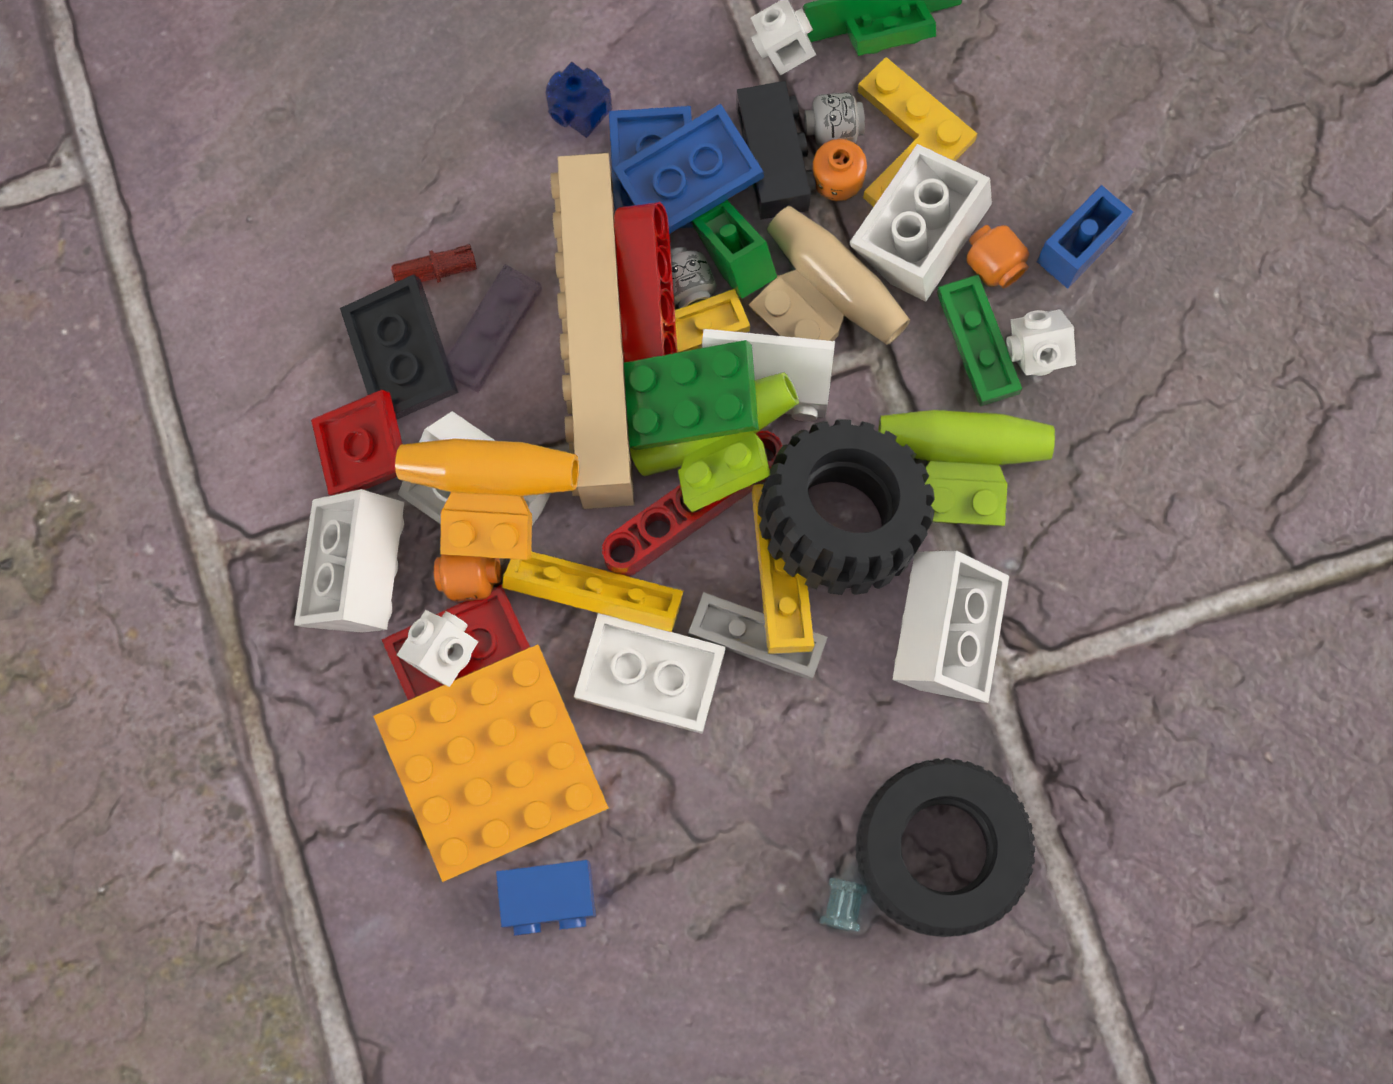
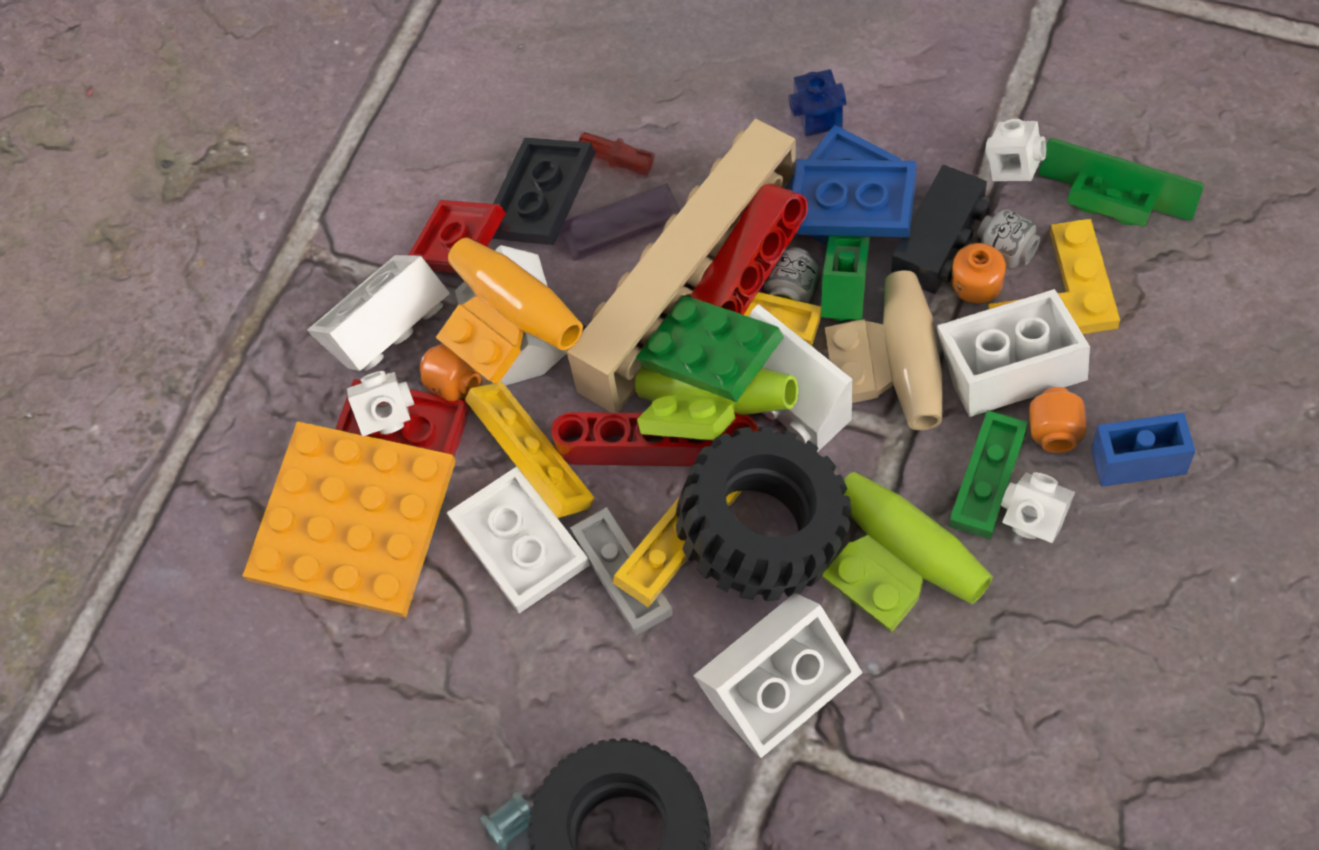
camera: 45 degrees right, 15 degrees down
(545, 896) = (302, 640): blue brick -> none

